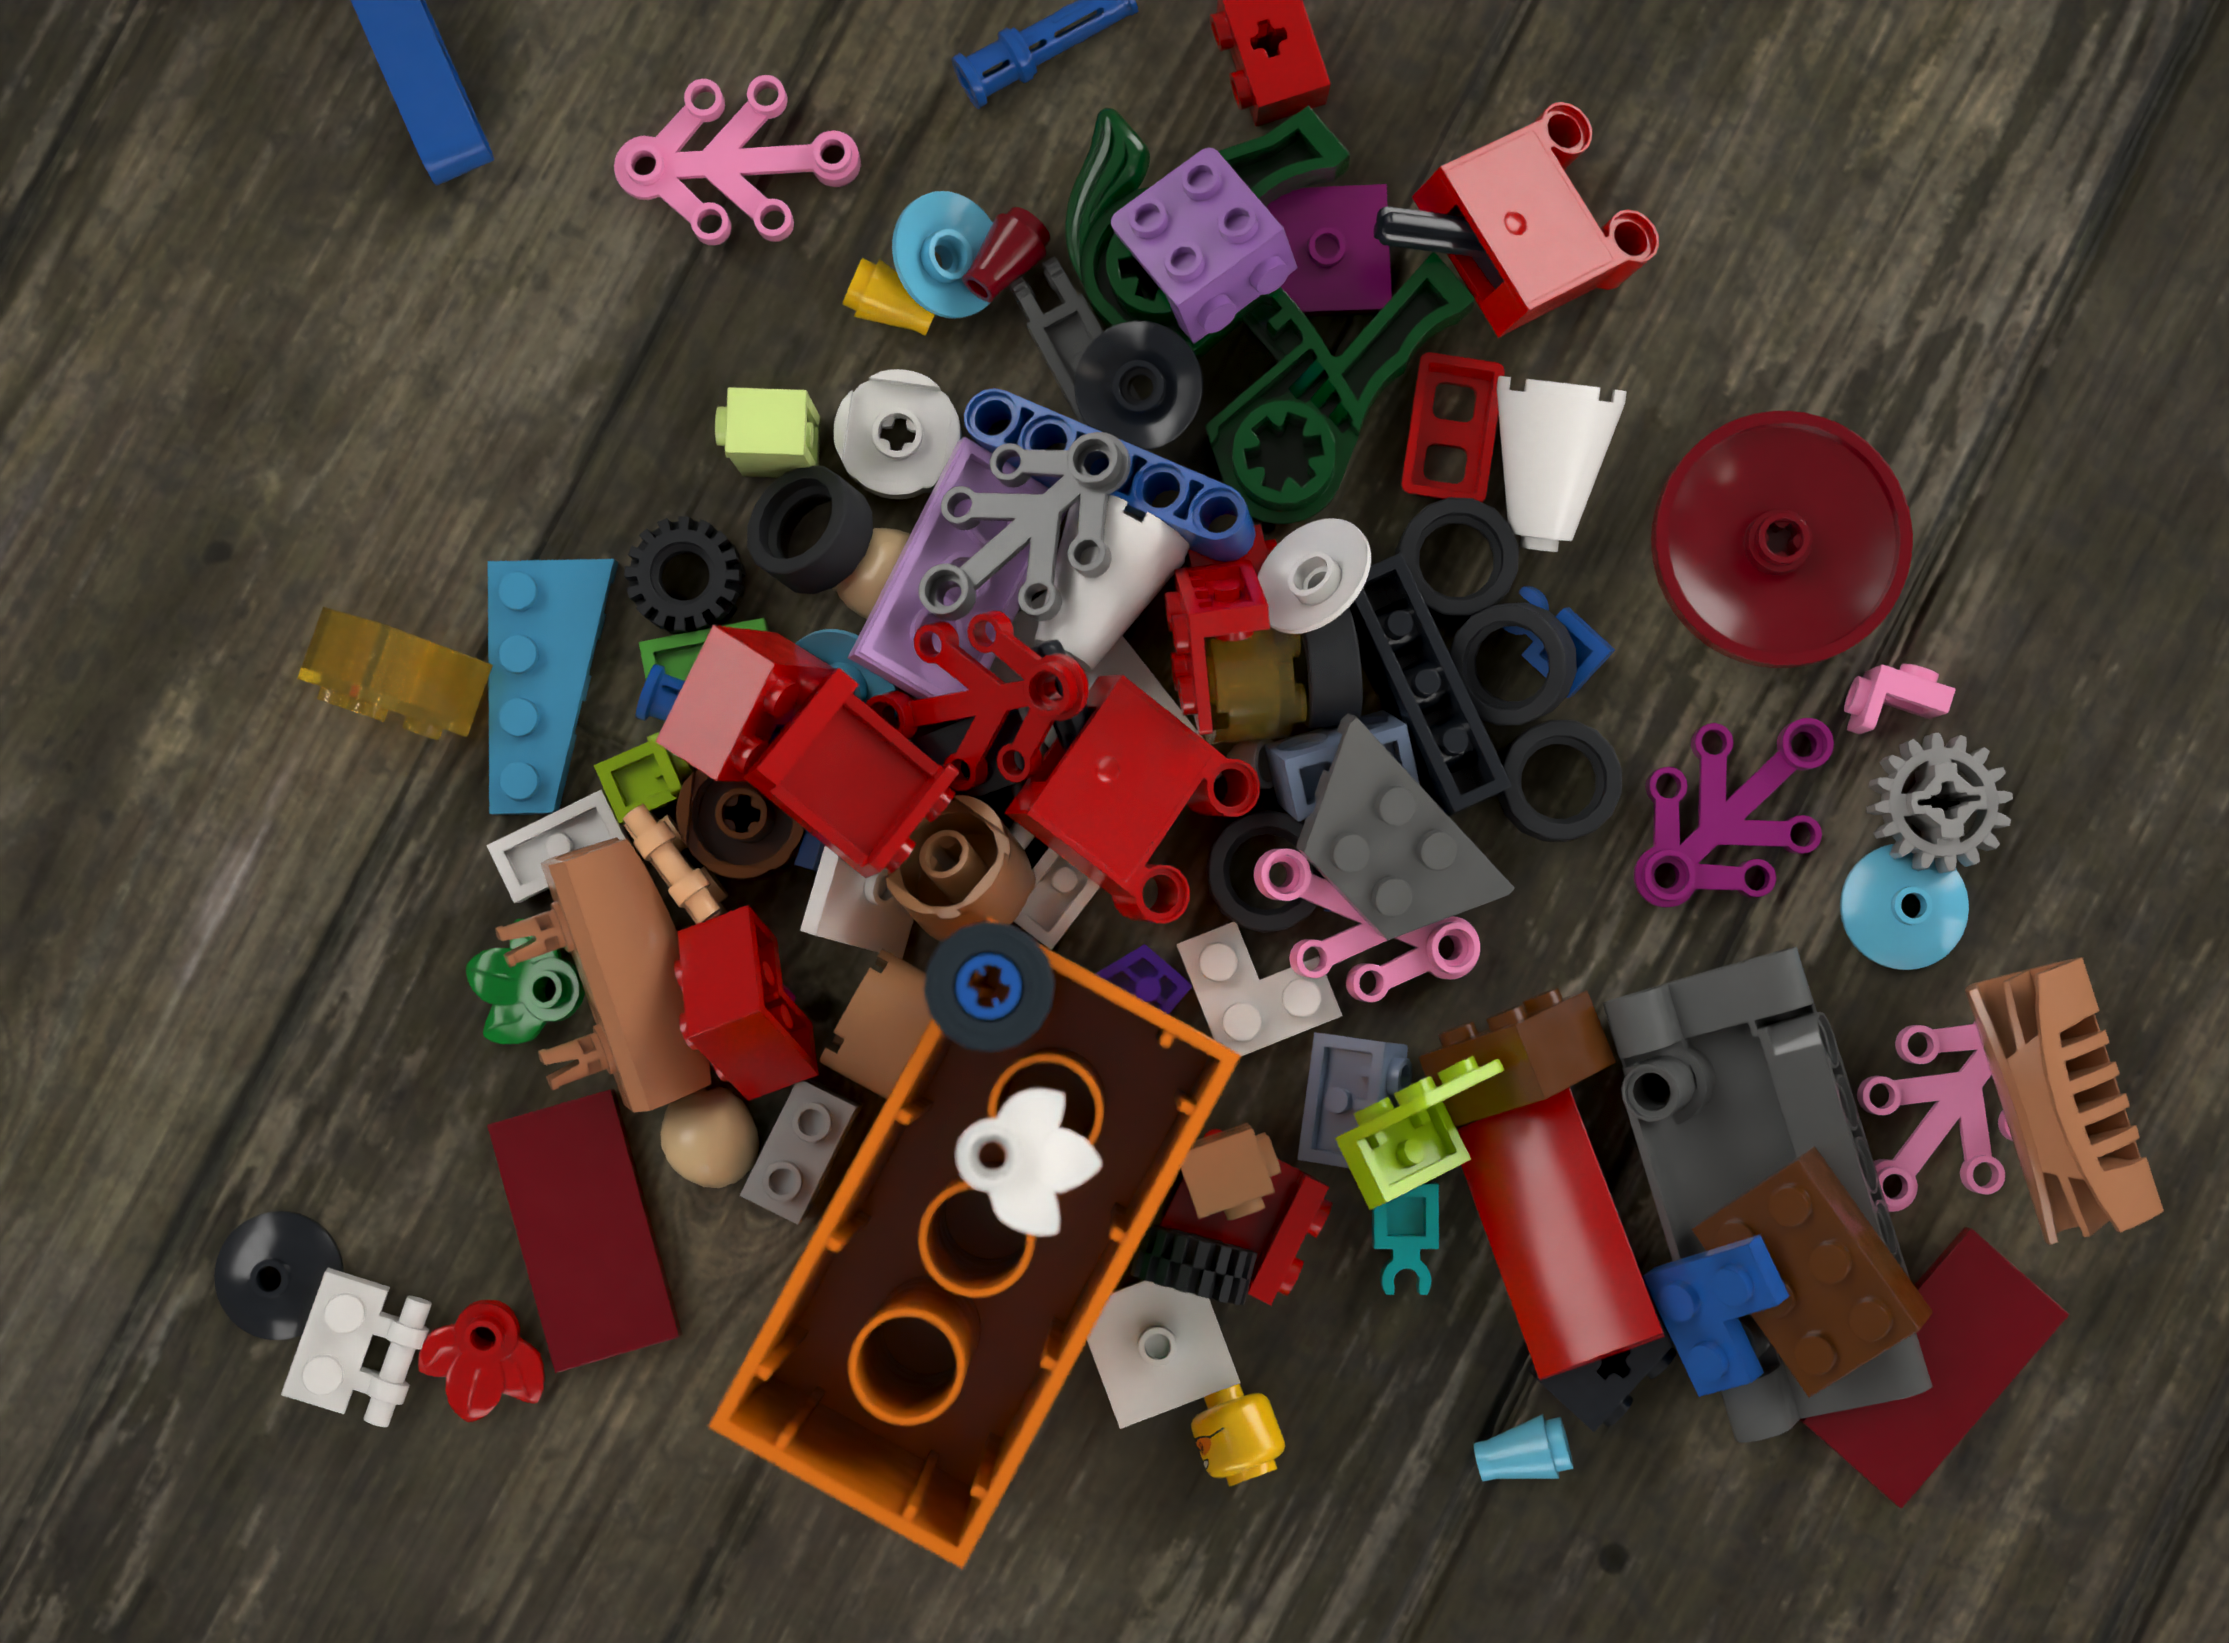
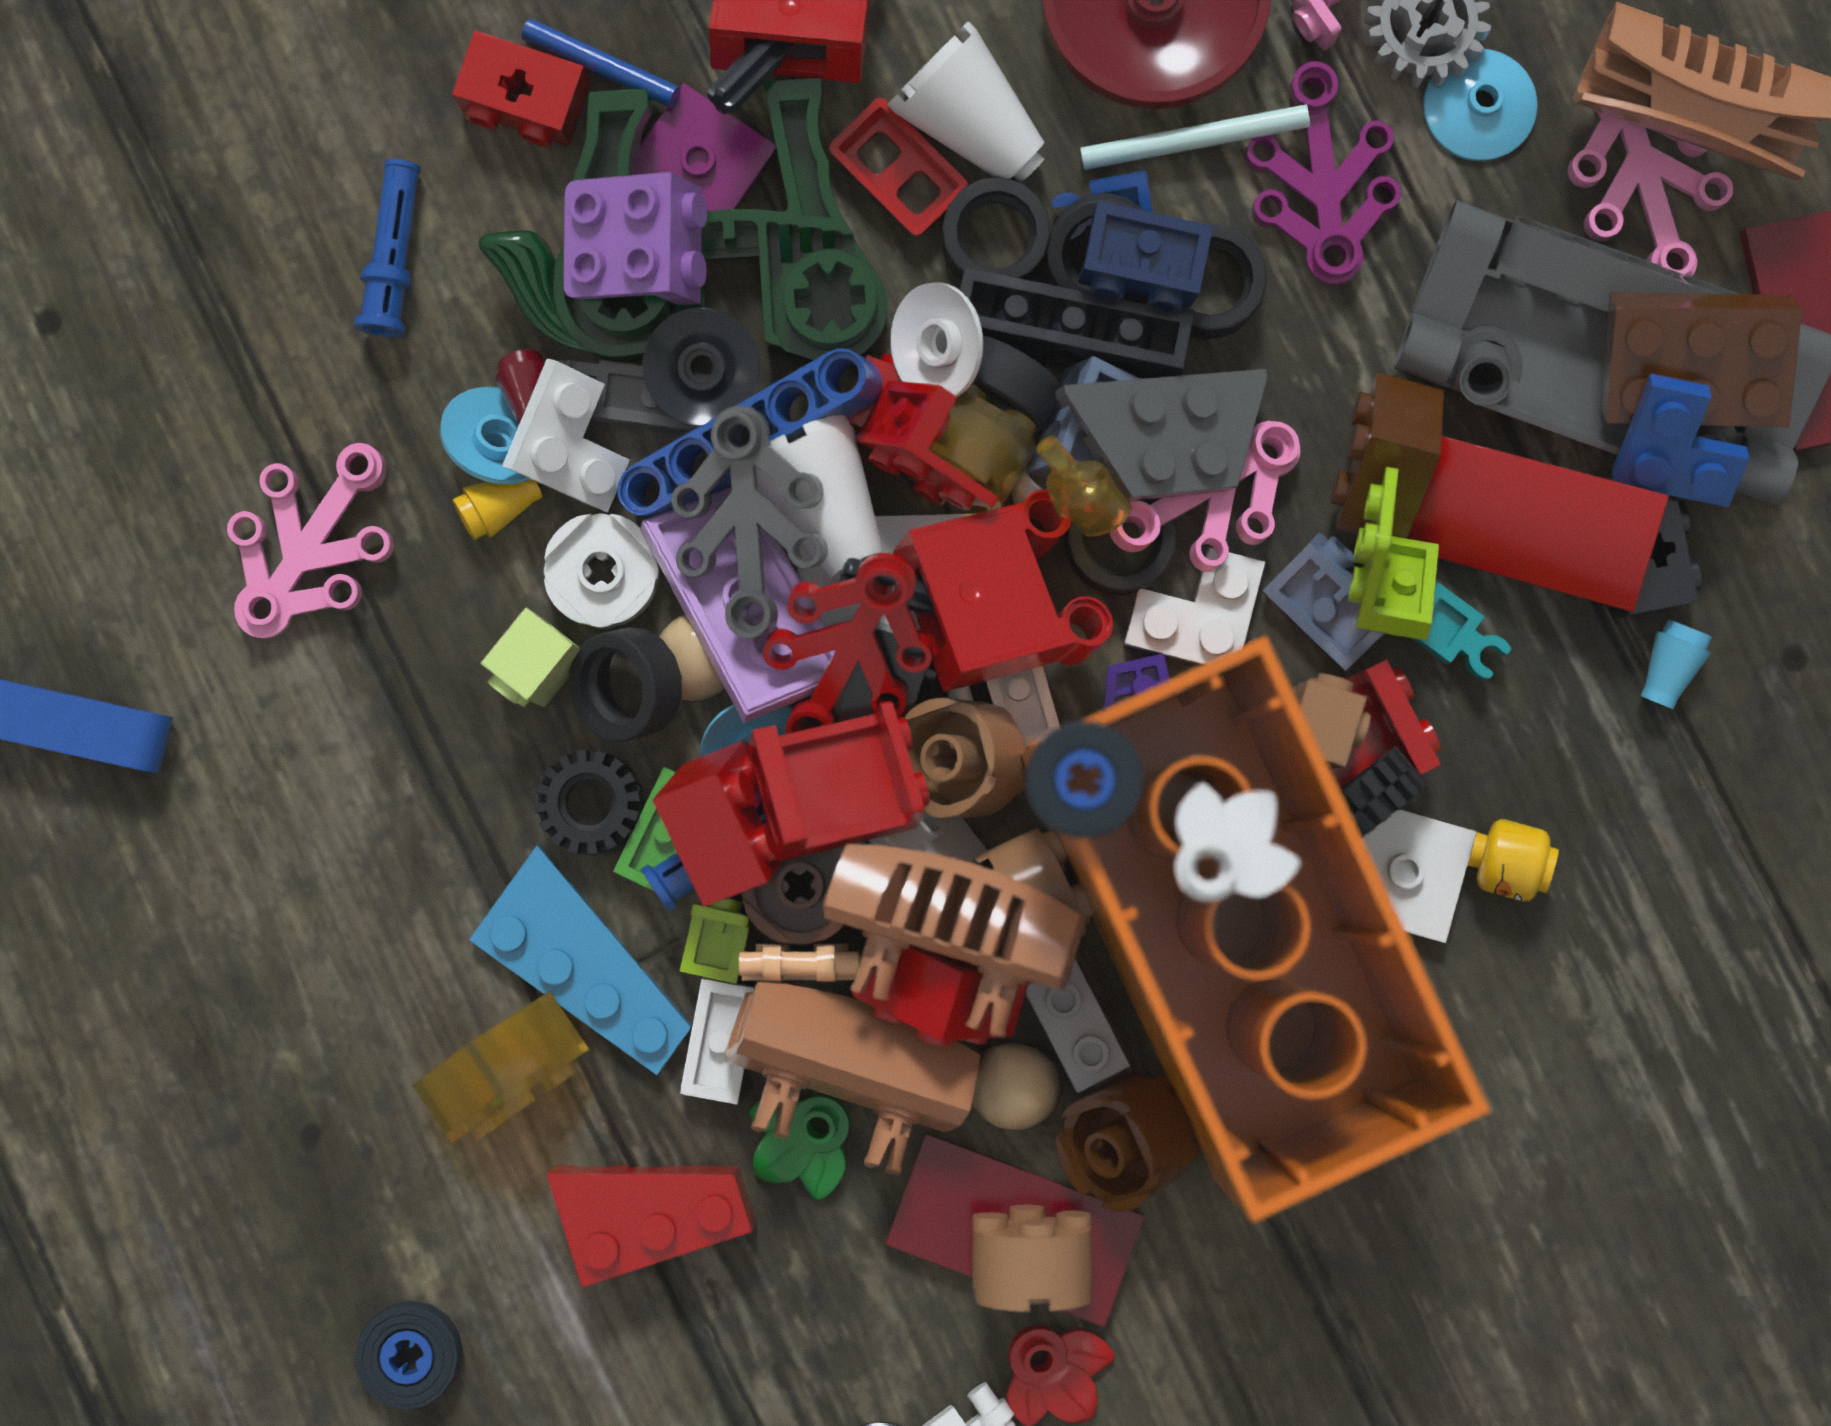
camera: 55 degrees left, 0 degrees up
(92, 812) = (382, 1340): none -> black bush
(358, 894) = (645, 1215): none -> red wedge
(561, 1262) = (1032, 1259): none -> medium nougat brick
(724, 1268) = (1126, 1141): none -> reddish brown brick
(811, 967) = (957, 912): none -> nougat piece
(973, 306) = (552, 444): none -> white plate
(1276, 804) = (1083, 490): none -> clear yellow piece
(1348, 98) = (600, 62): none -> blue bar
(1530, 704) = (1145, 256): none -> dark blue bracket
(1679, 671) = (1195, 137): none -> light aqua bar

